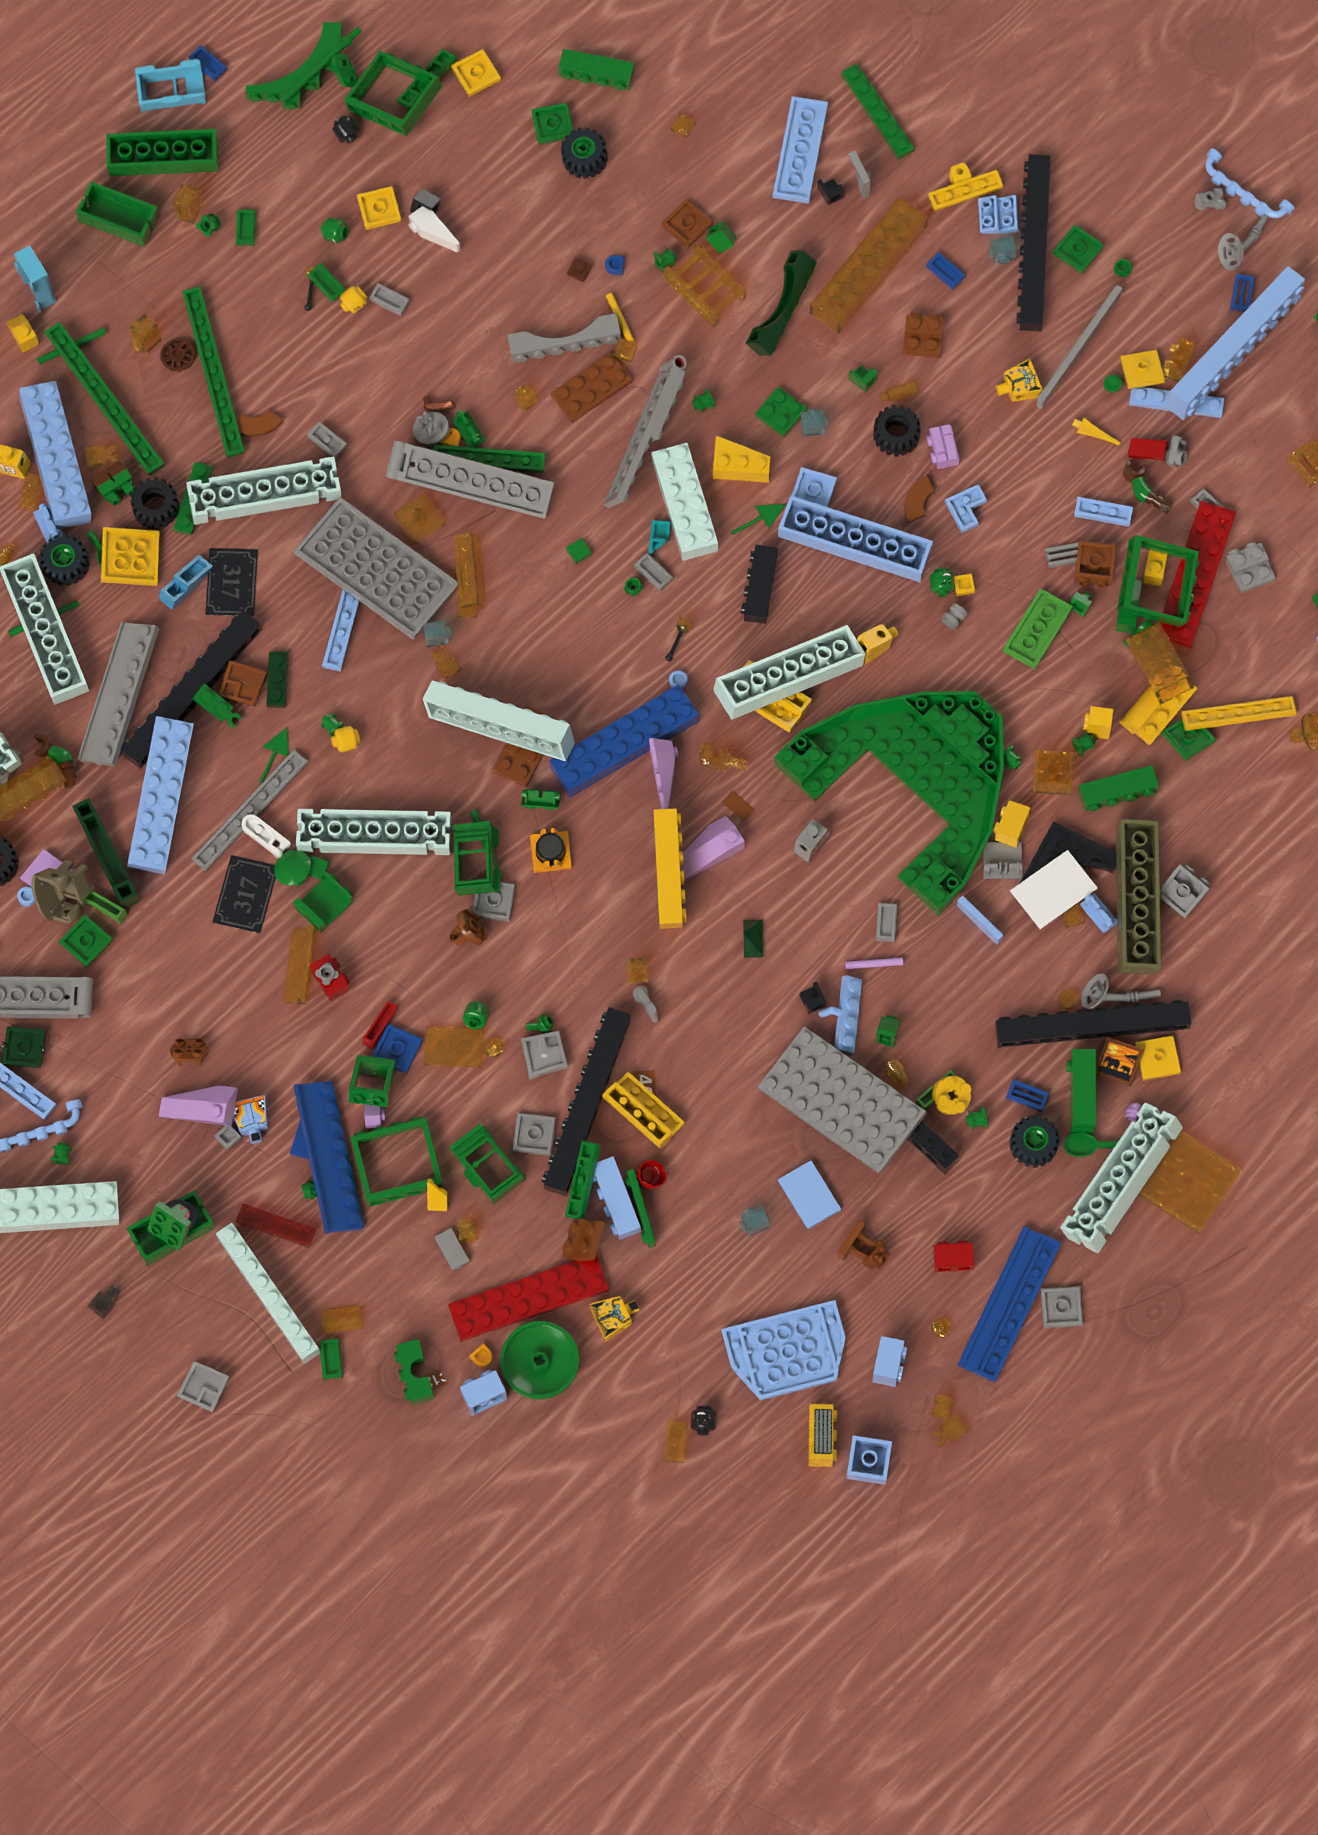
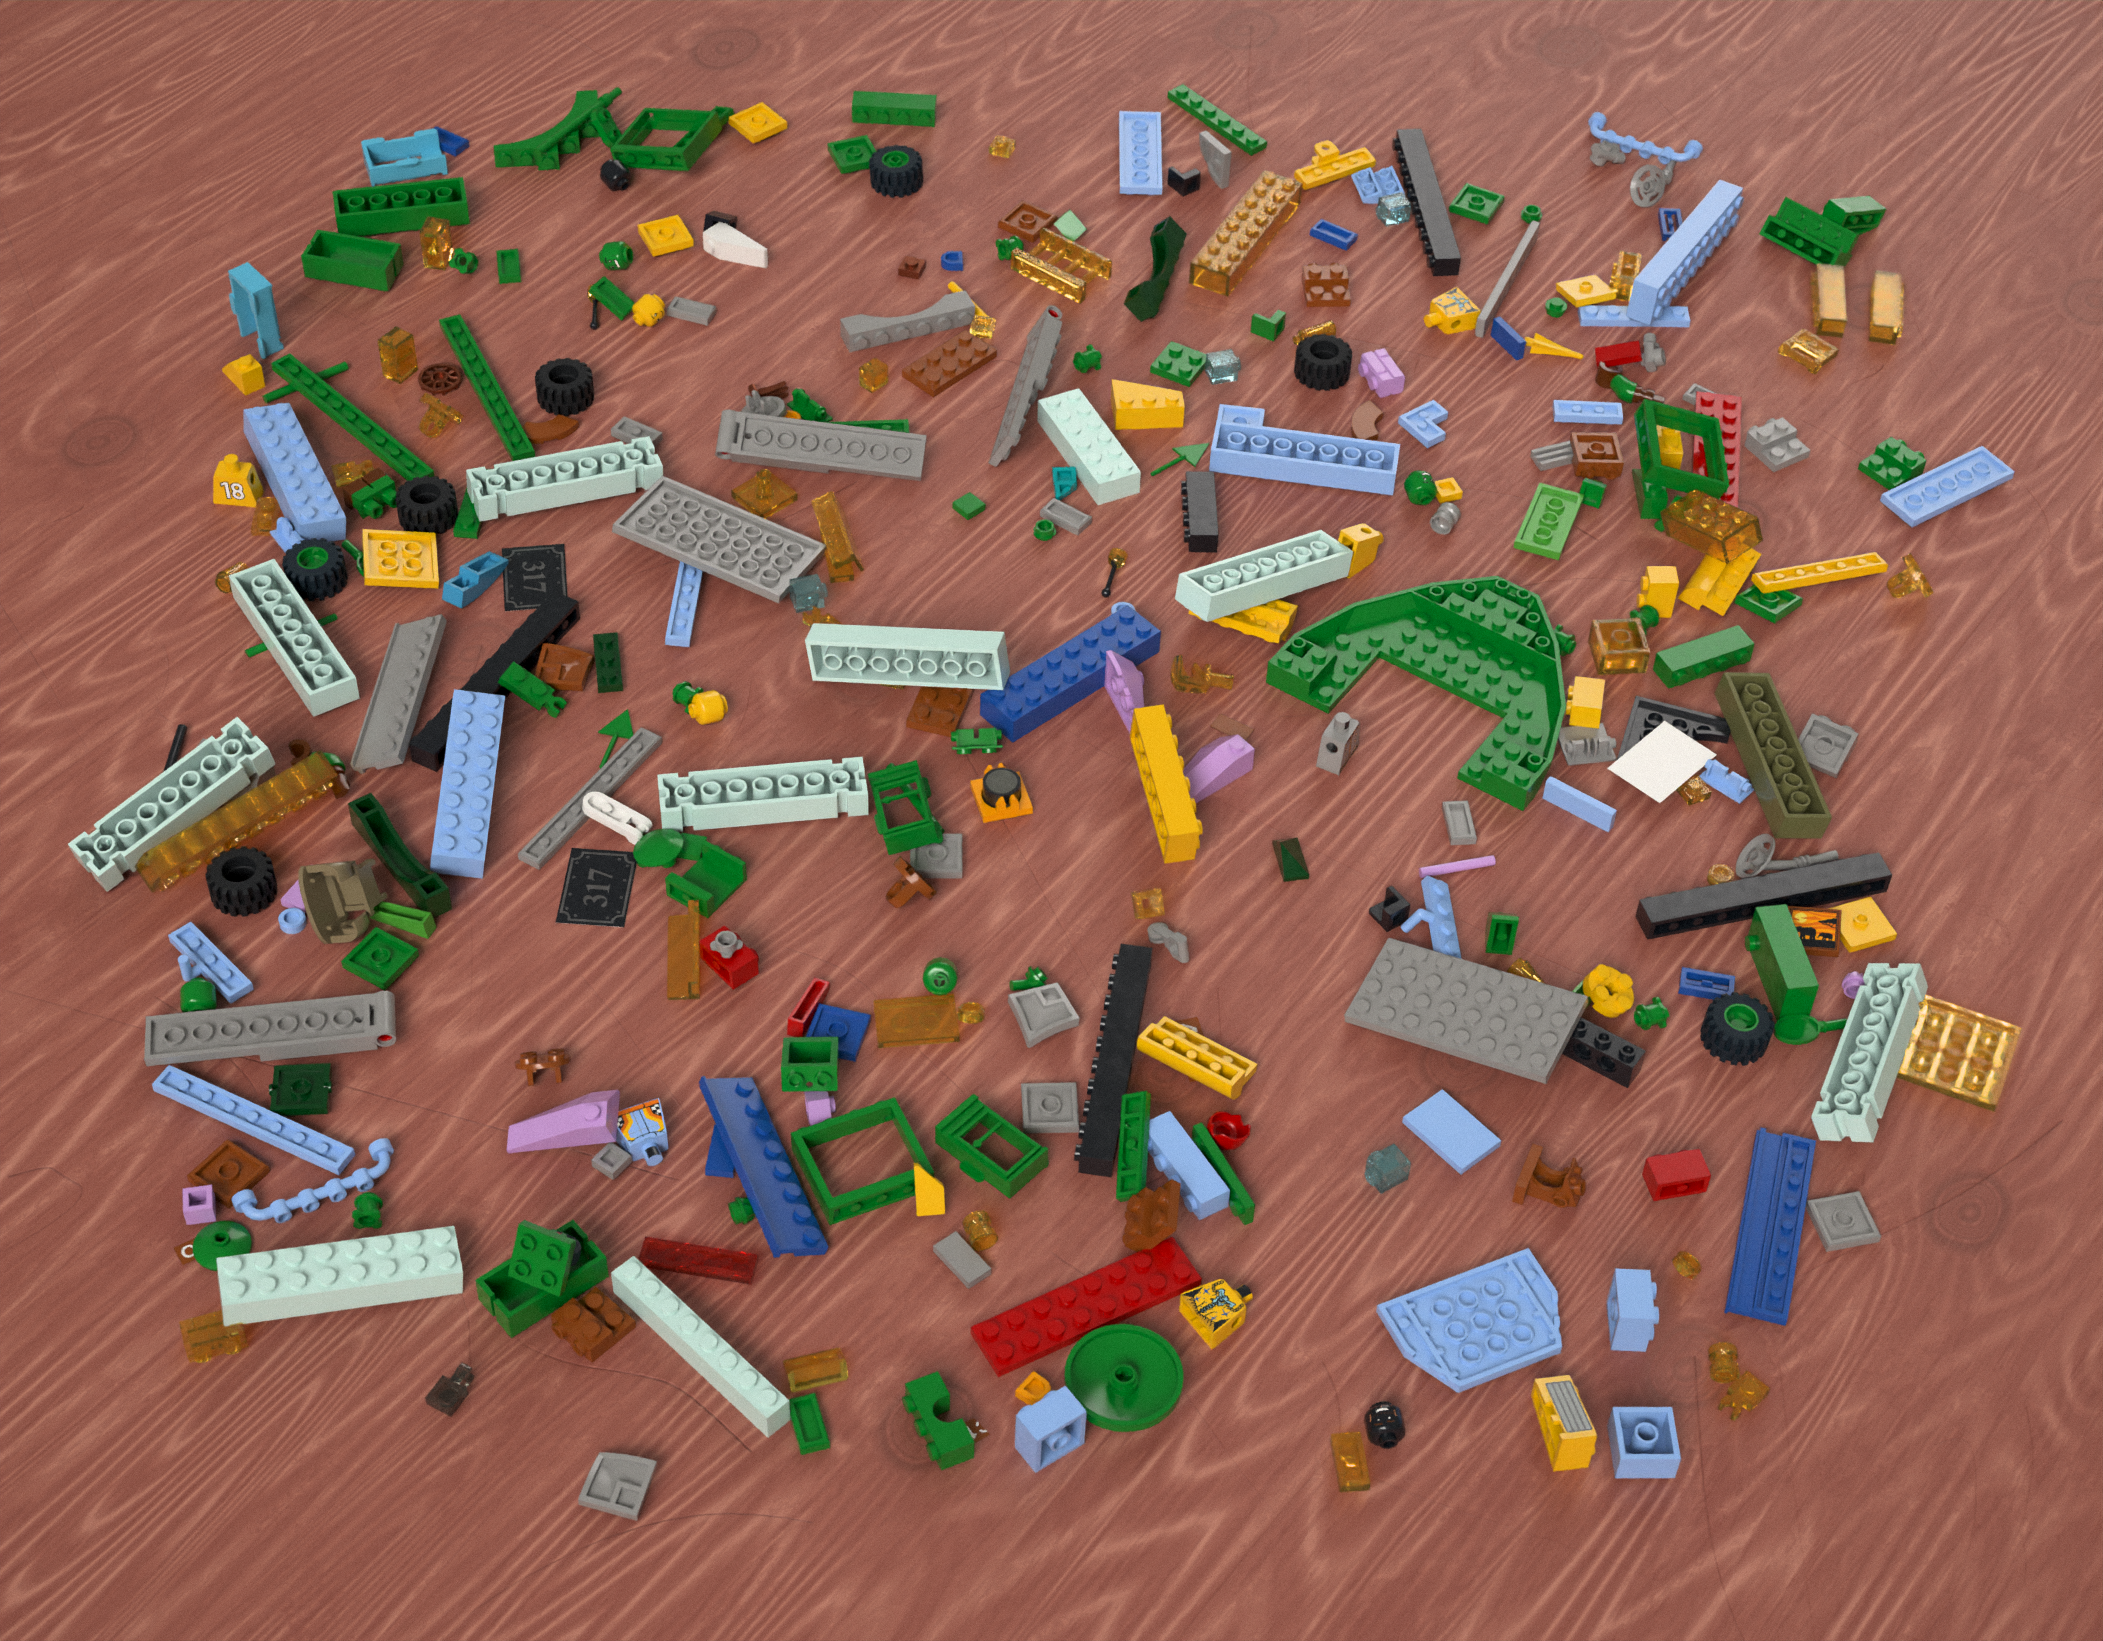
camera: 15 degrees left, 25 degrees down
(173, 401) = (437, 413): none -> clear yellow tile
(200, 1263) = (591, 1324): none -> dark orange plate
(278, 396) = (564, 386): none -> black tyre
(1060, 419) = (1508, 338): none -> blue tile

